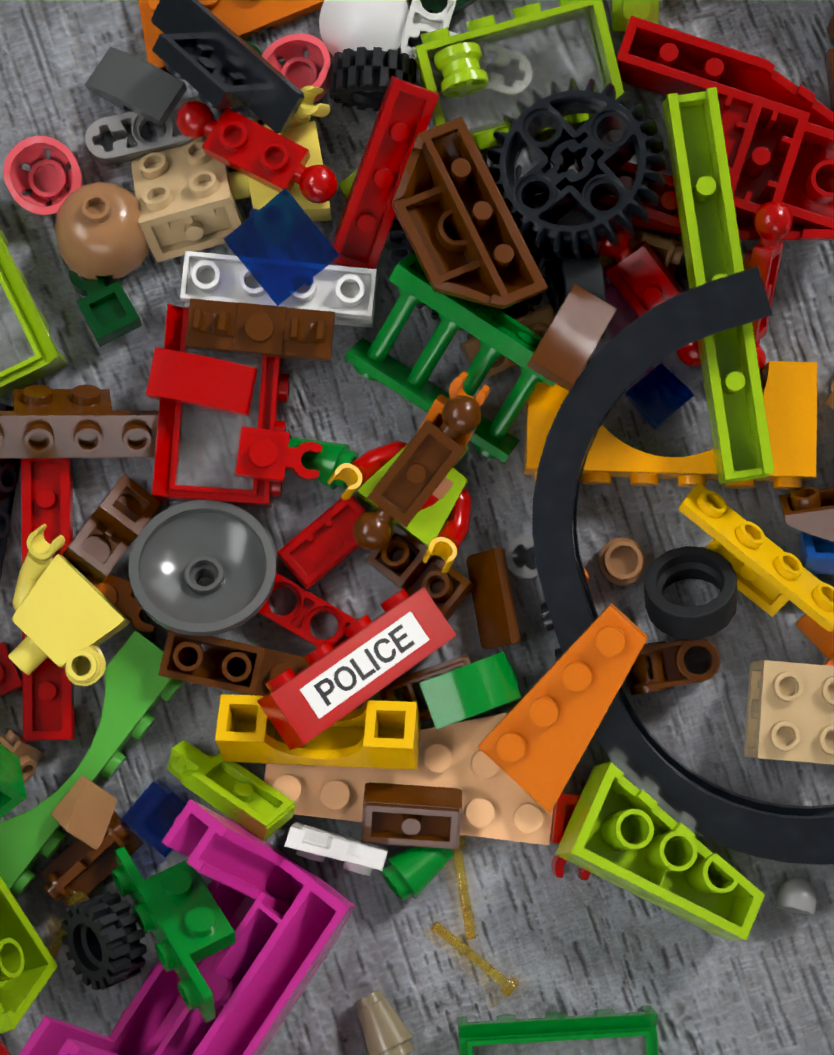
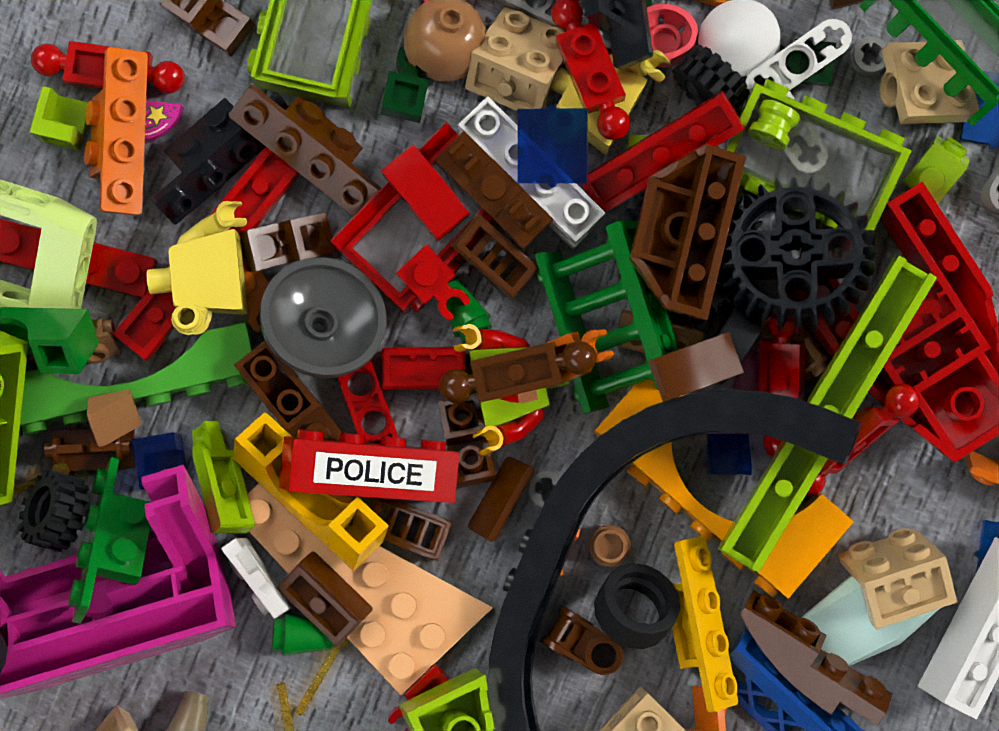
camera: 40 degrees right, 0 degrees up
(344, 389) = (519, 274): none -> reddish brown slope
(470, 690) = (433, 548): green brick -> none
(559, 715) = (477, 614): orange wing -> none

